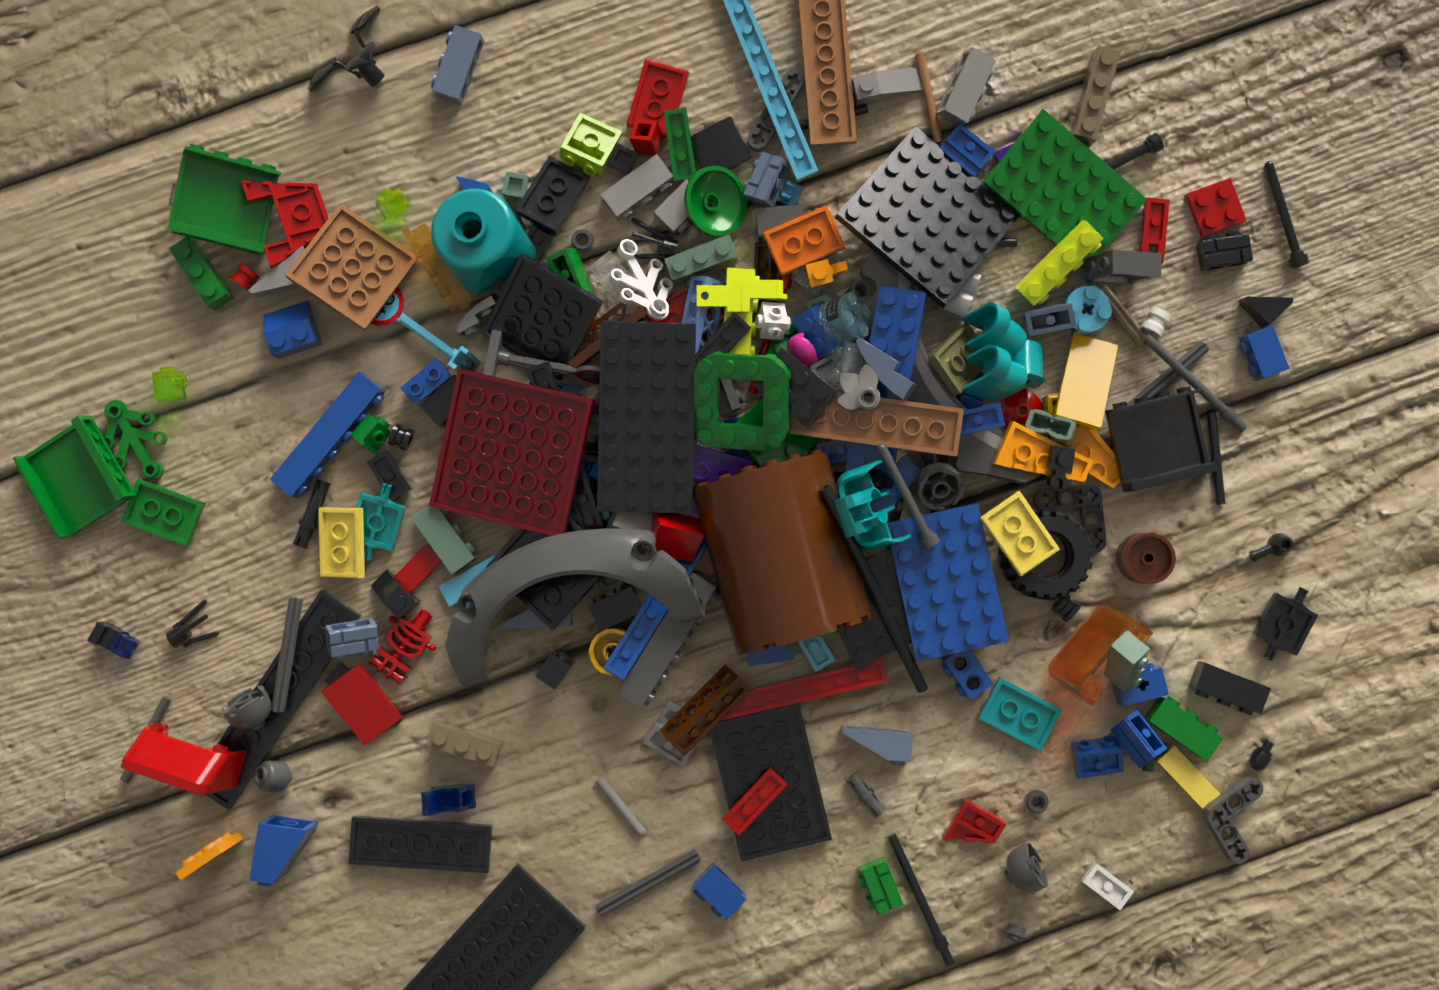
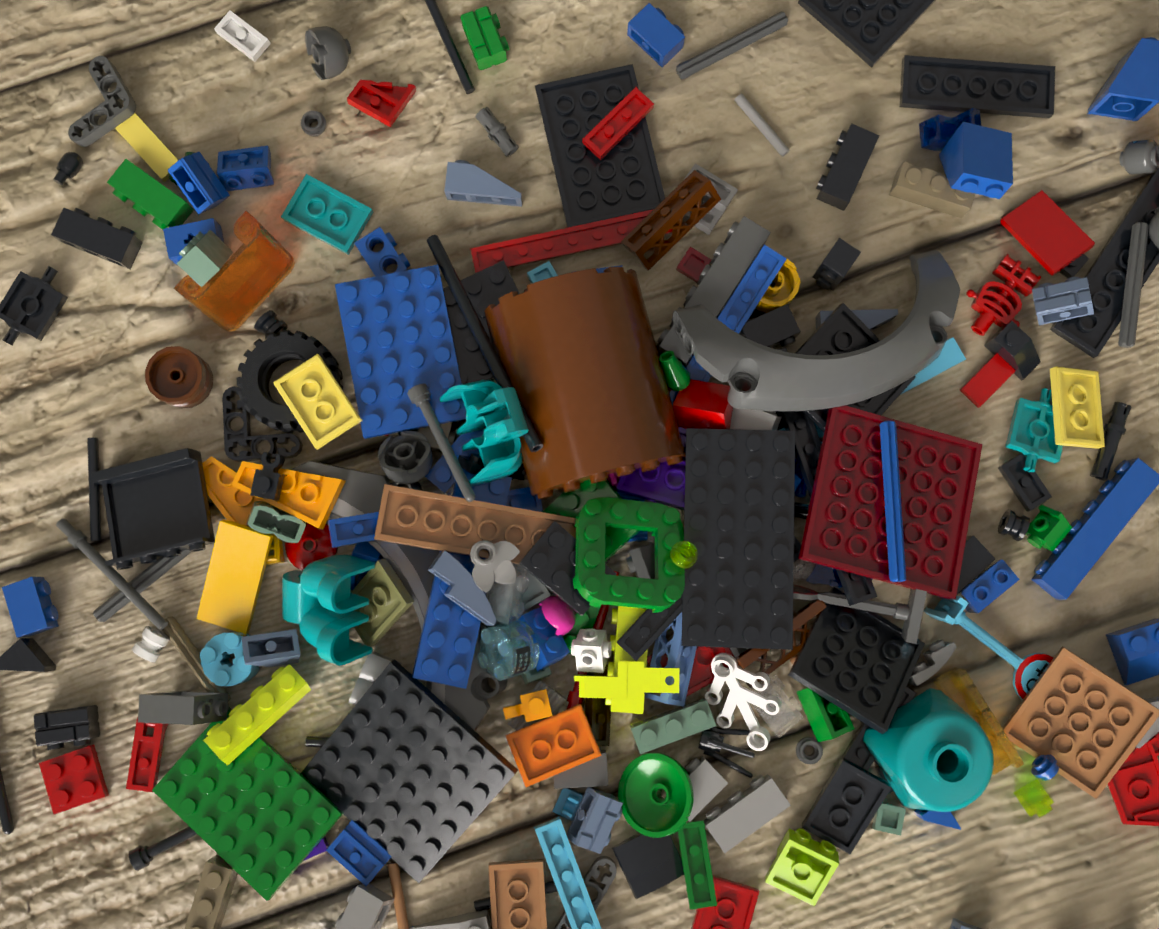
camera: 175 degrees left, 5 degrees down
(383, 228) = (1045, 767): none -> blue plate
(425, 764) = (979, 160): none -> blue slope
(445, 538) = (960, 409): sand green brick -> none
(512, 450) = (892, 500): none -> blue axle
(543, 764) = (846, 166): none -> black brick
(622, 159) = (763, 848): black plate -> none
(646, 137) = (736, 874): red brick -> none
(683, 670) = (693, 264): none -> dark red plate
(690, 404) = (688, 550): none -> clear neon green plate
(701, 563) = (675, 373): none -> green cone
(1273, 547) = (36, 391): black bar -> none

